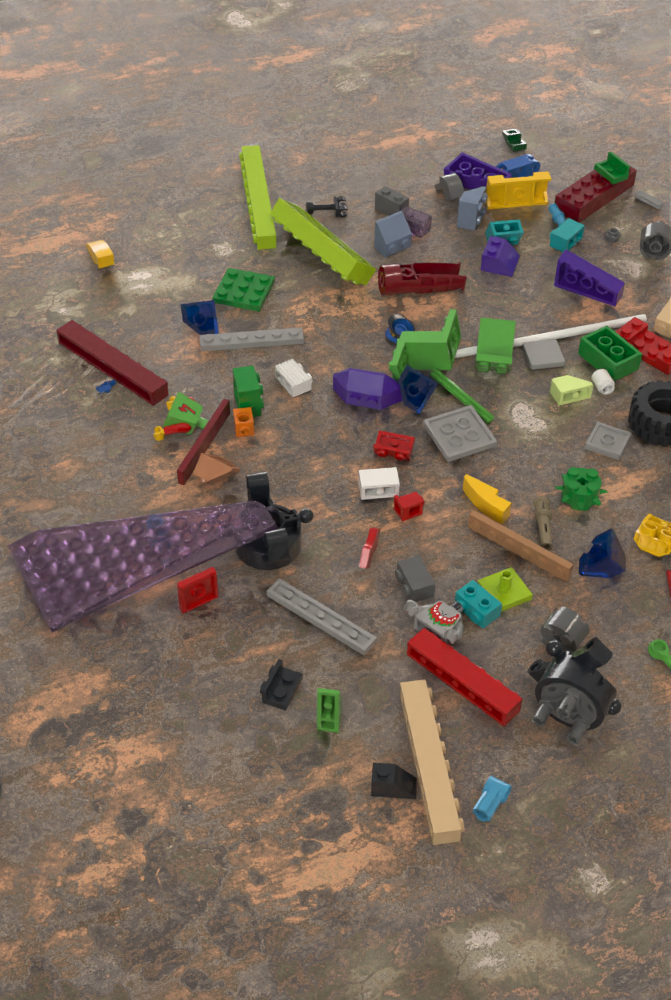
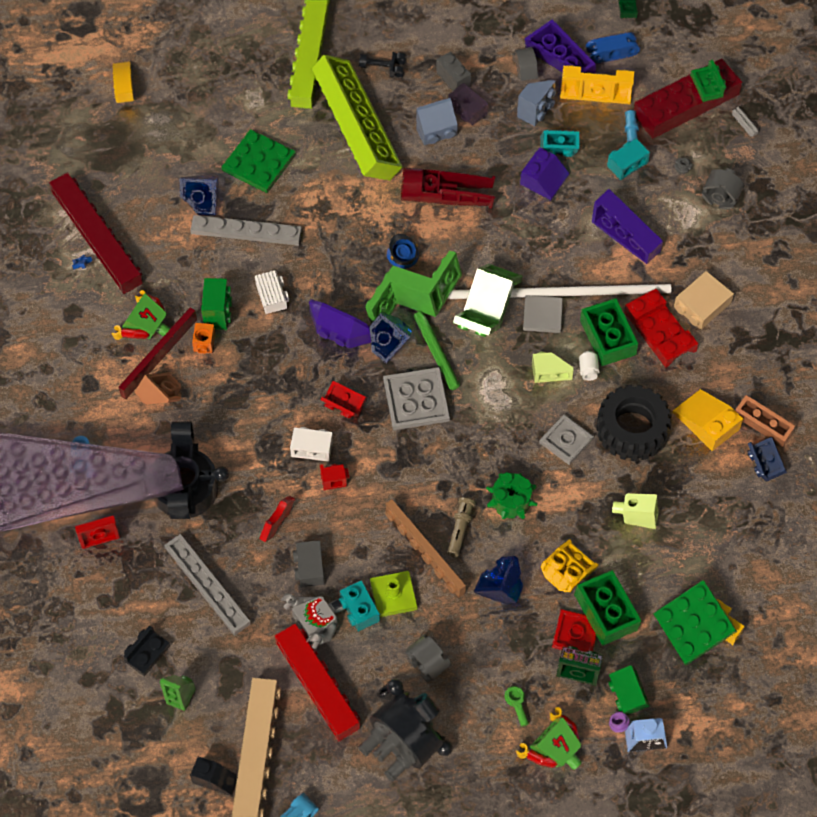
camera: 15 degrees right, 15 degrees up
(486, 499) = (413, 487): yellow slope -> none

